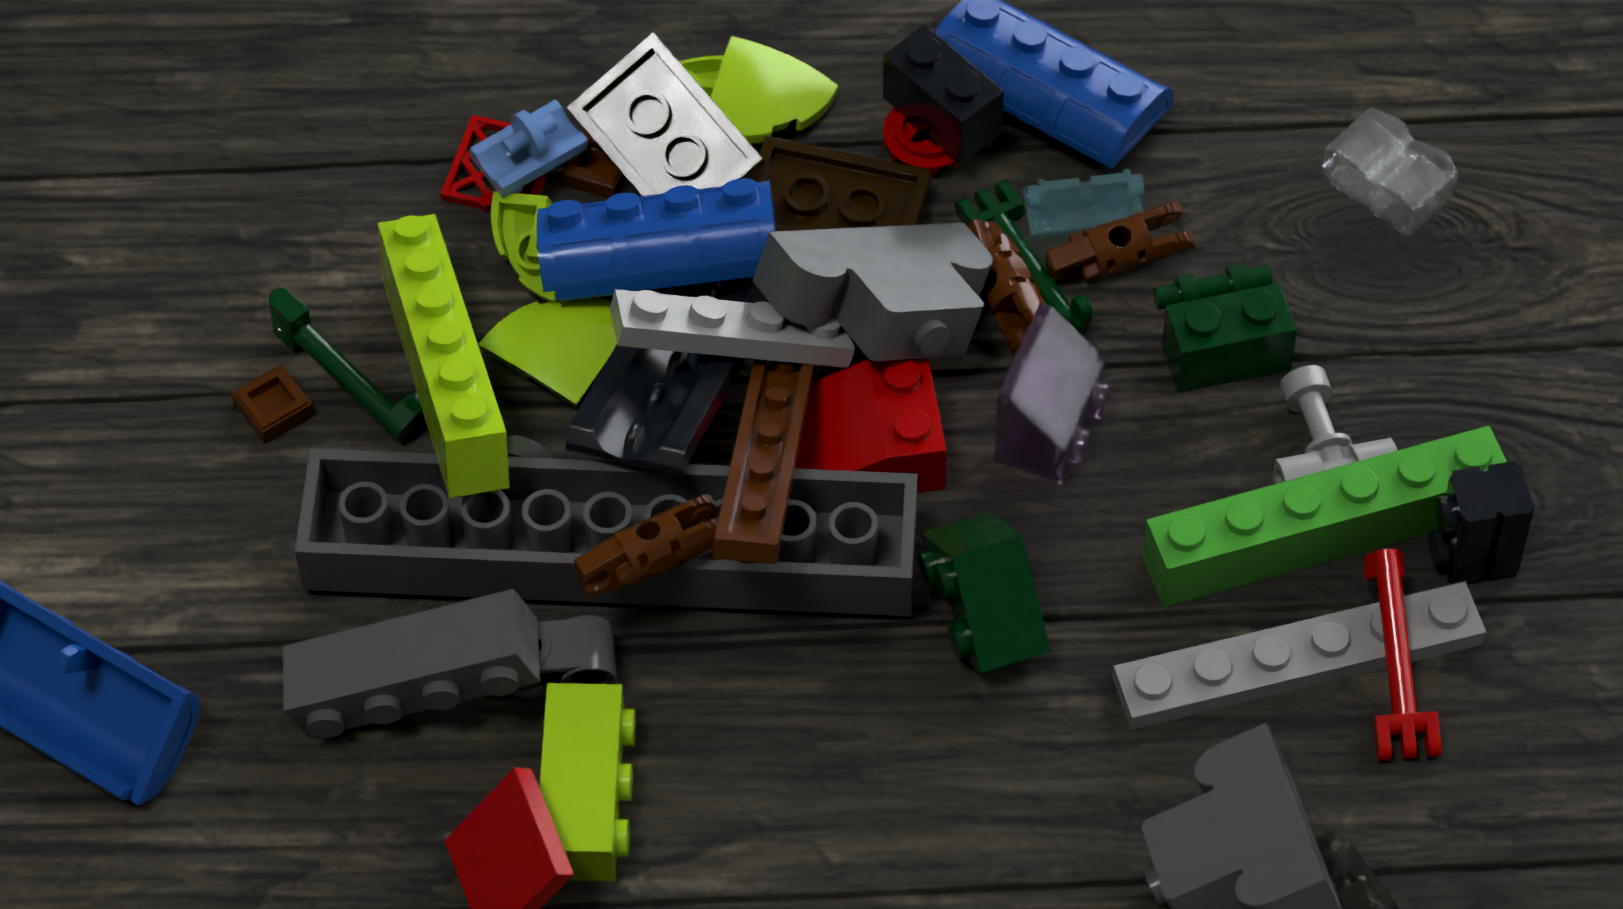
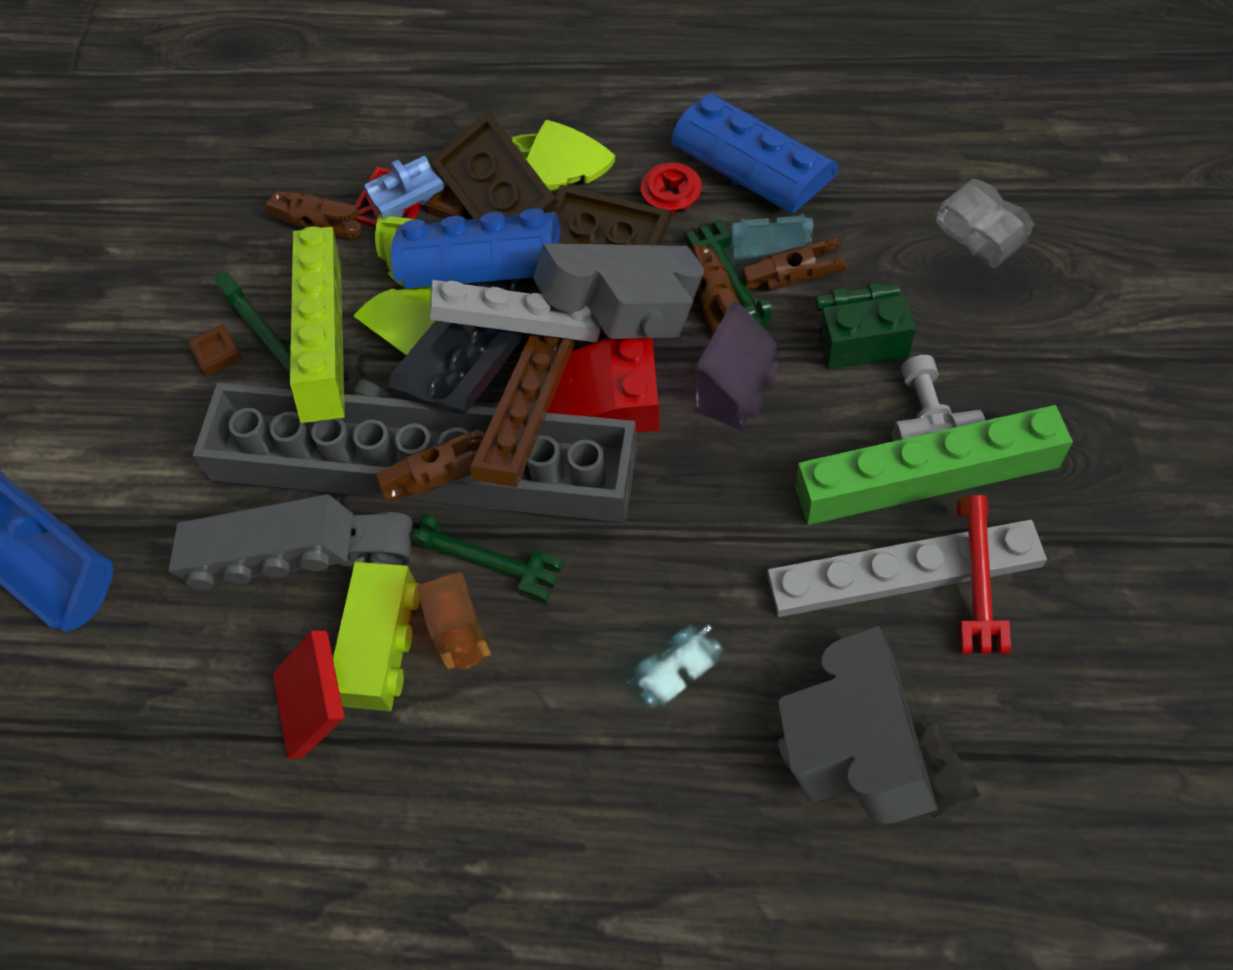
camera: 10 degrees right, 5 degrees up
(392, 191) = (315, 211): none -> reddish brown hinge
(698, 751) = (453, 621): none -> clear orange brick
(792, 694) = (529, 573): none -> dark green hinge
(943, 94) = (680, 159): black brick -> none
(980, 809) = (660, 674): none -> clear light blue hinge
(991, 590) = (678, 499): dark green brick -> none
(1482, 523) = (1049, 477): black brick -> none

